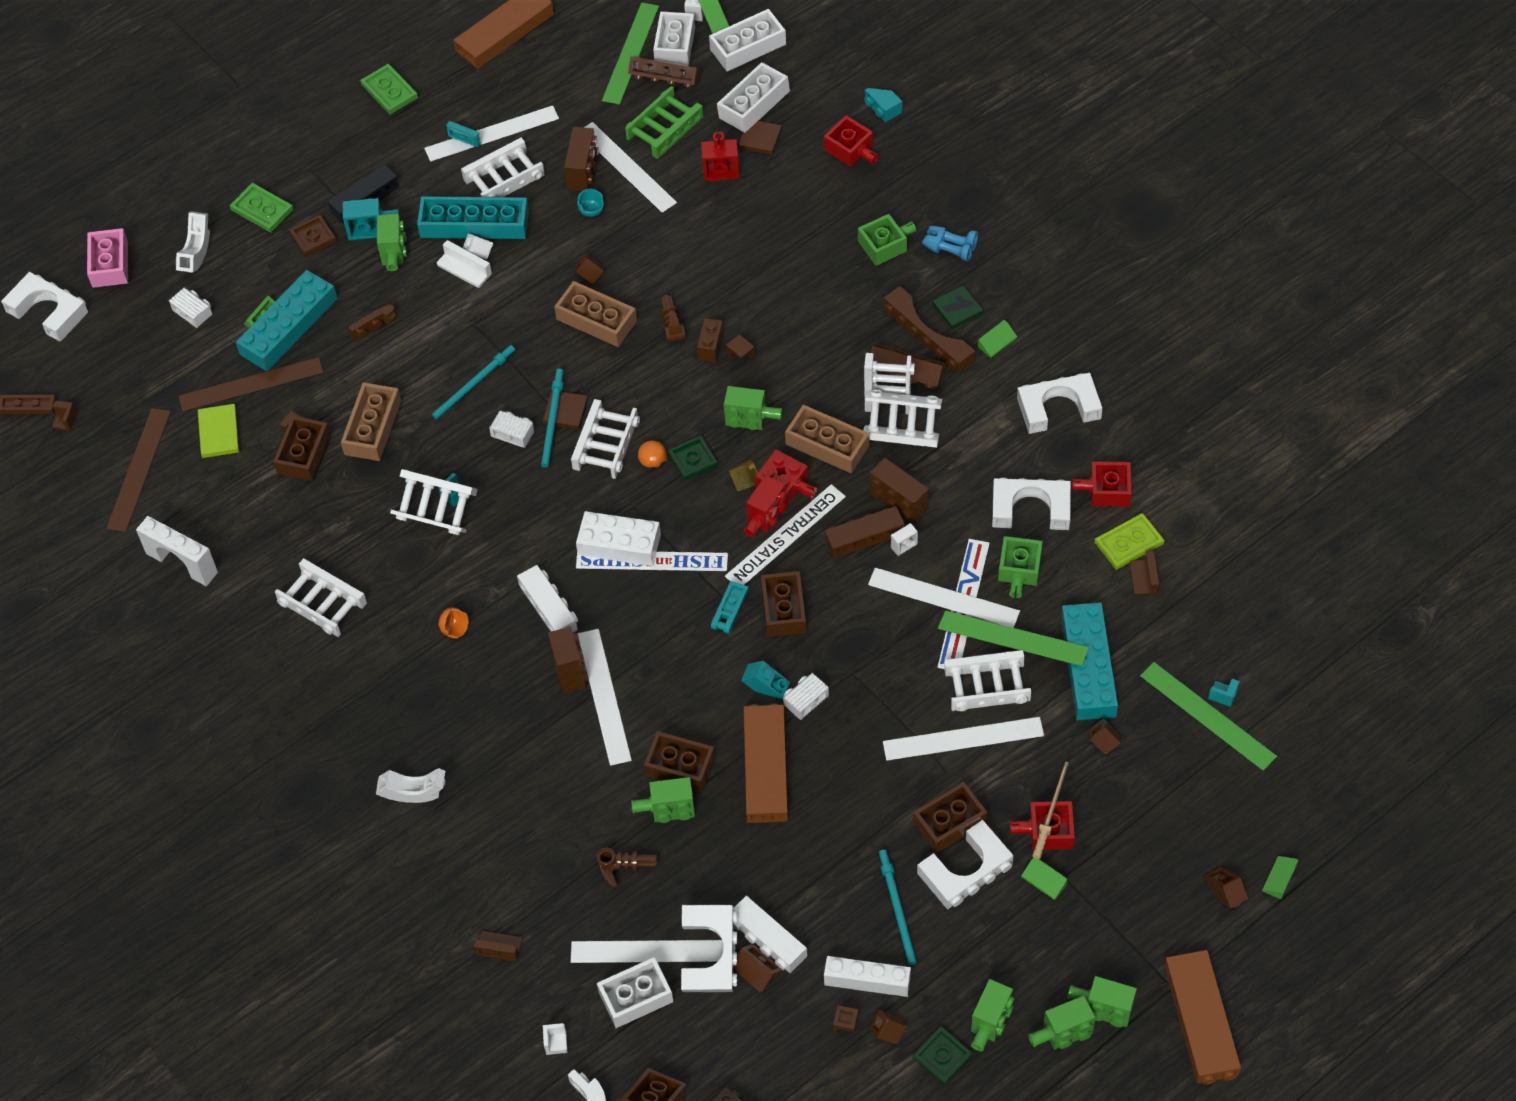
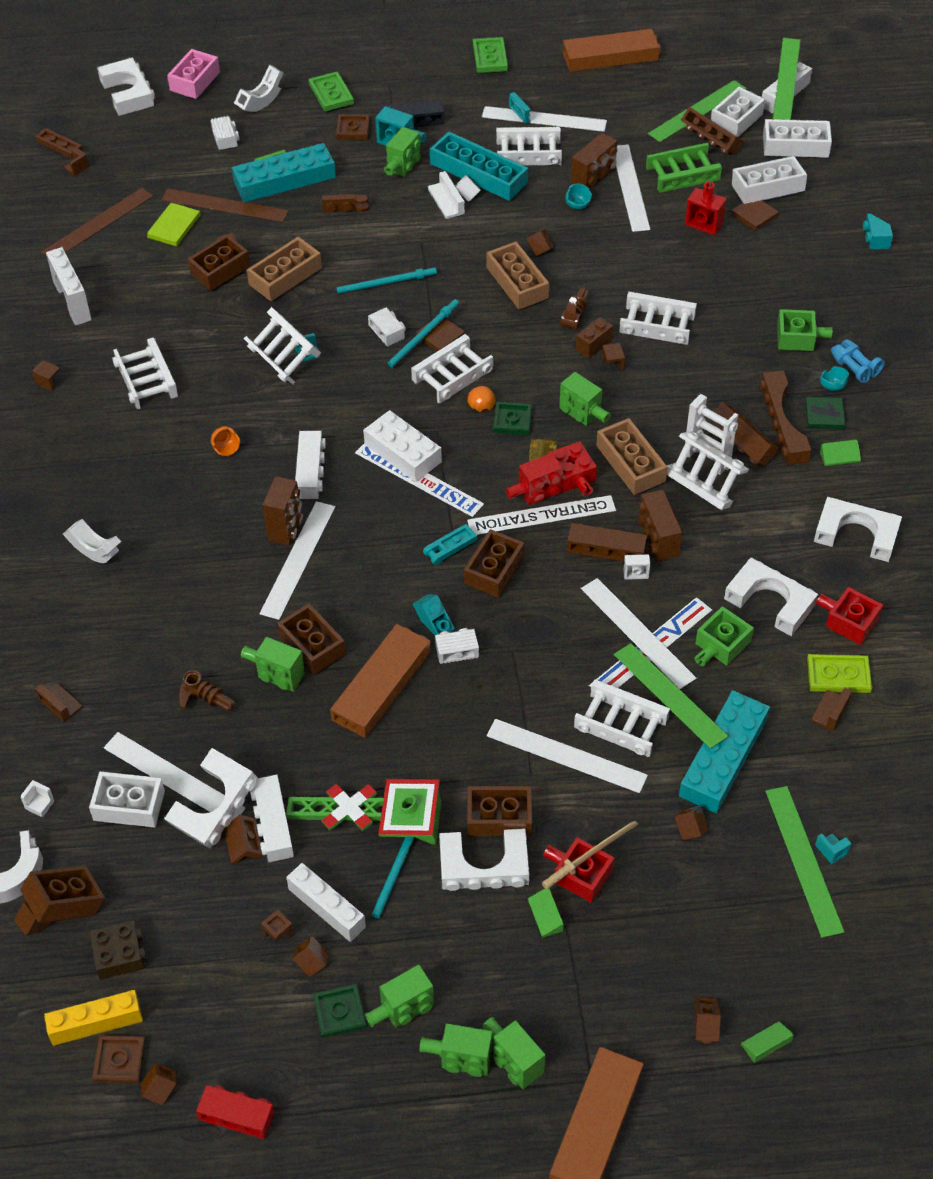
camera: 30 degrees right, 5 degrees down
(226, 651) = (44, 373): none -> reddish brown panel
(748, 276) = (660, 306): none -> white fence
(850, 142) = (825, 246): red brick -> none
(873, 874) = (417, 821): none -> piece
(945, 270) = (835, 379): none -> teal hair

